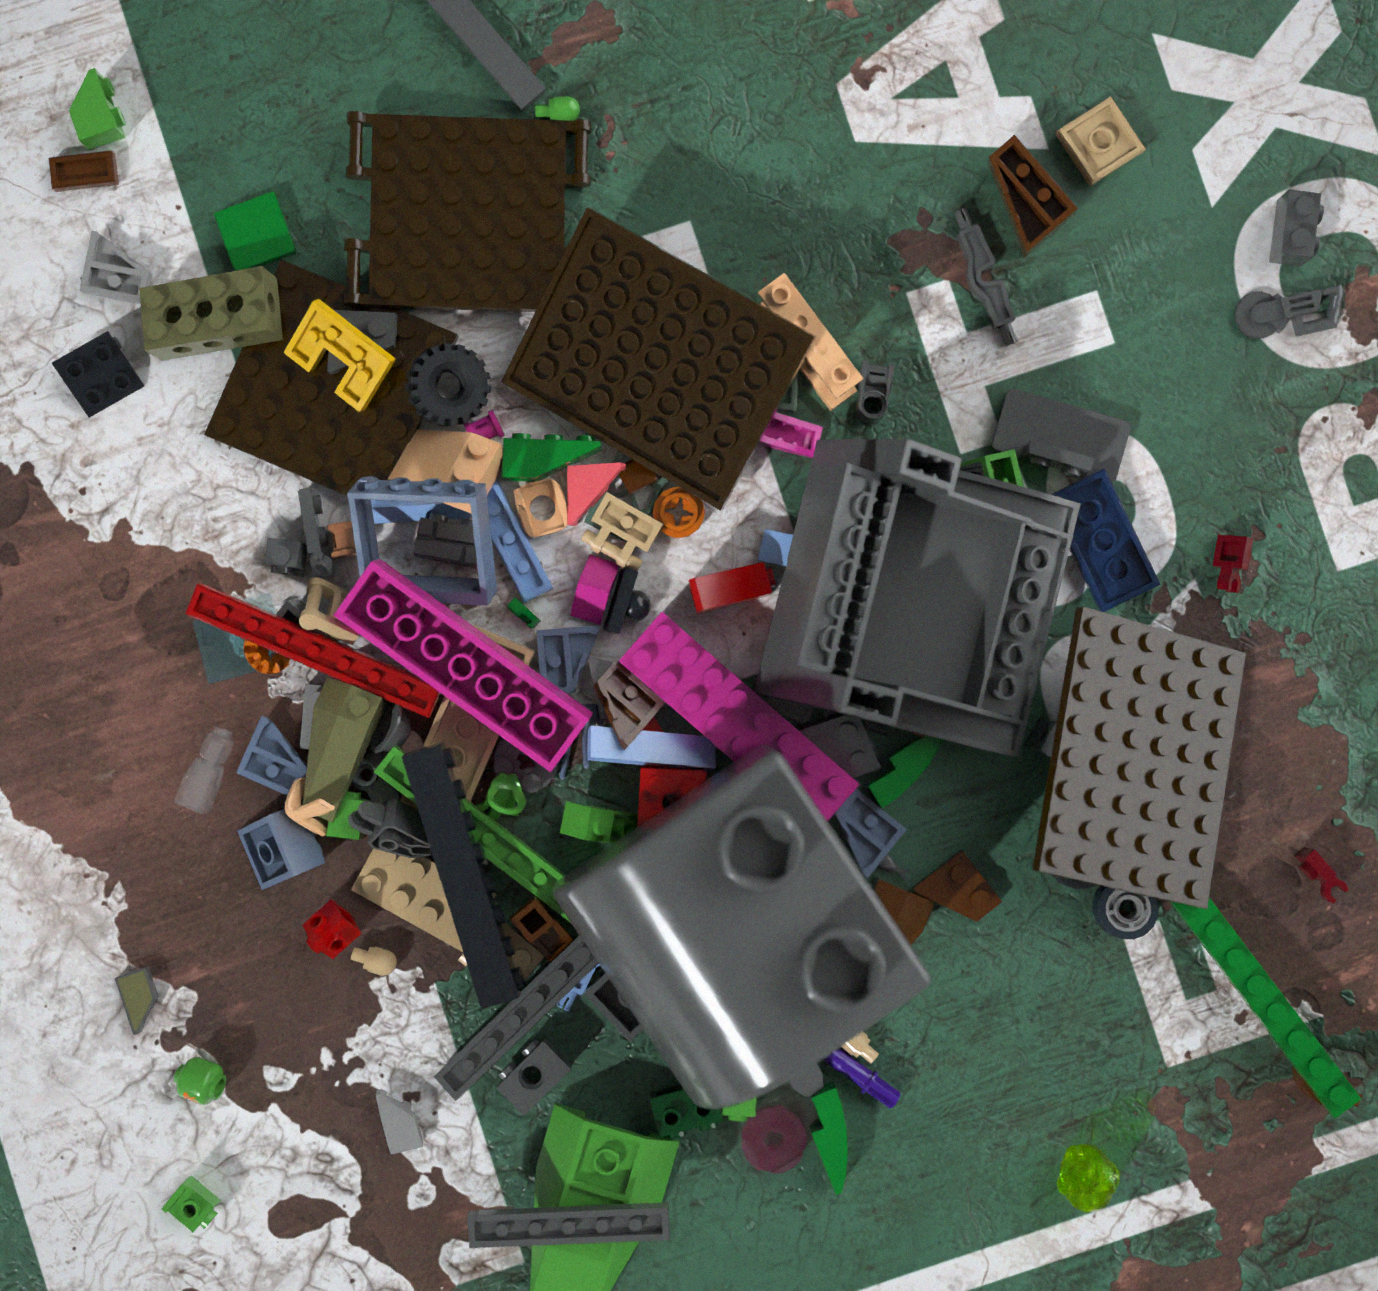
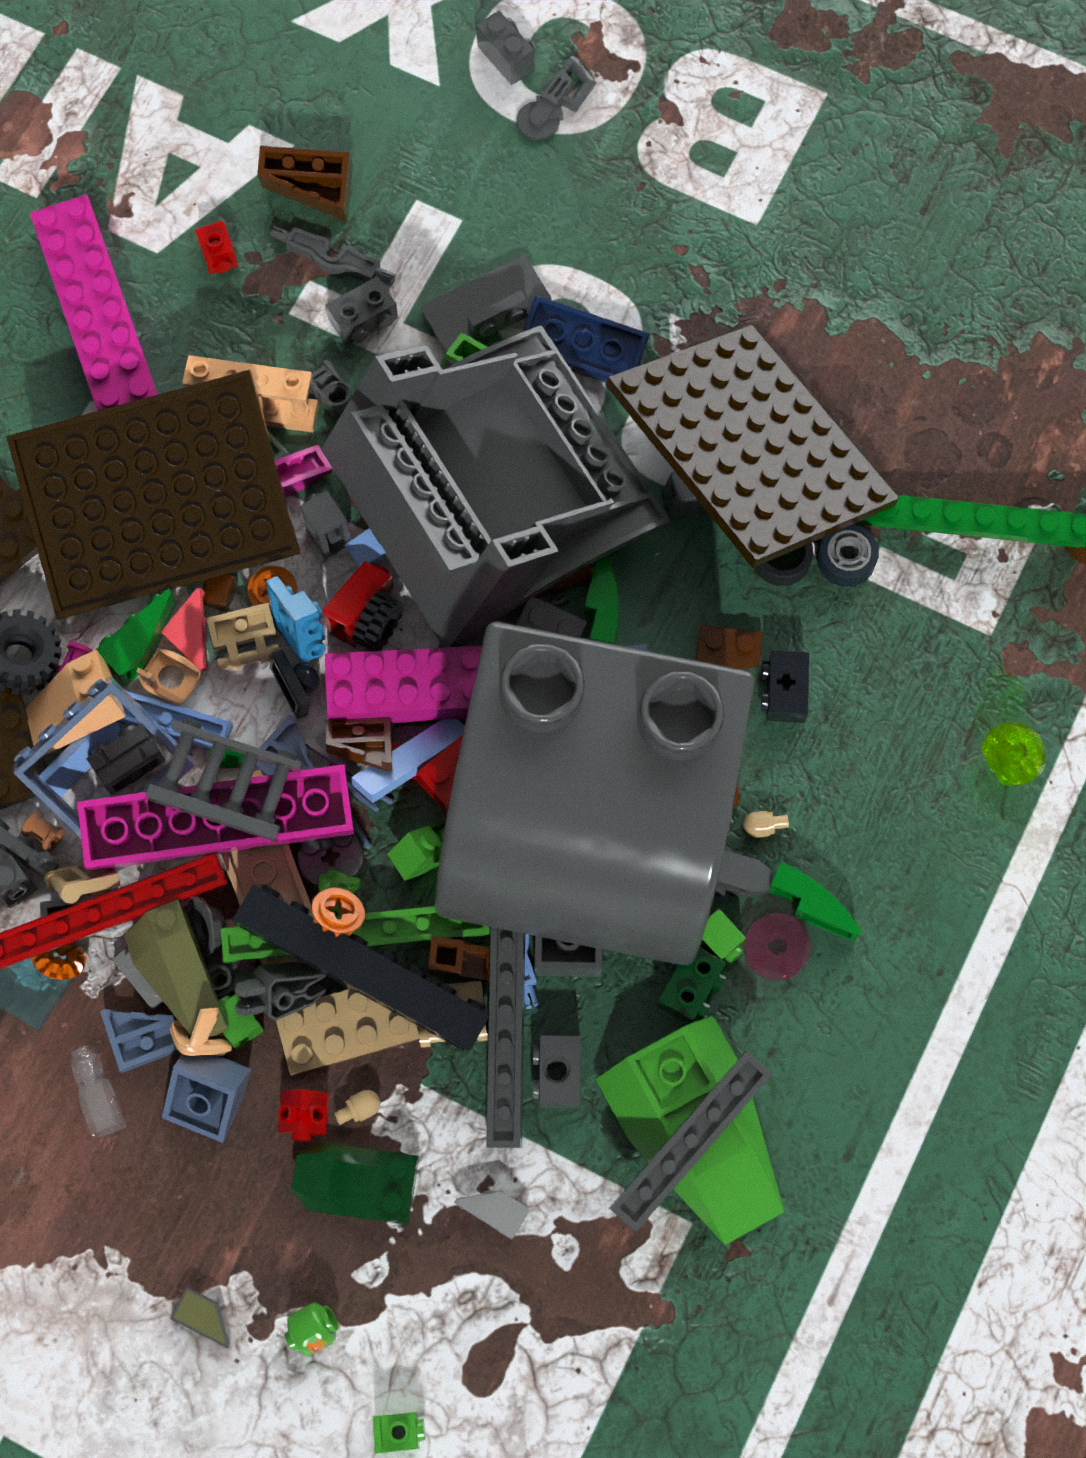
camera: 45 degrees left, 15 degrees down
(325, 1010) = (356, 1182): none -> dark green slope
(470, 681) = (199, 802): none -> dark grey fence
(495, 823) = (349, 907): none -> orange gear
(594, 589) = (264, 697): dark pink slope -> none
(668, 563) = (296, 620): none -> dark azure plate
(727, 618) = (377, 621): none -> black tyre
(759, 152) = (93, 303): none -> dark pink brick
(763, 502) = (325, 523): none -> dark grey brick
(863, 1077) = (787, 843): dark purple axle -> none
(901, 185) = (216, 247): none -> red brick
(960, 350) = (362, 311): none -> dark grey brick
(993, 958) = (794, 671): none -> black brick
(1100, 141) = (323, 109): tan plate -> none
(1231, 555) = (677, 276): dark red plate -> none
(1315, 867) = (946, 410): dark red plate -> none

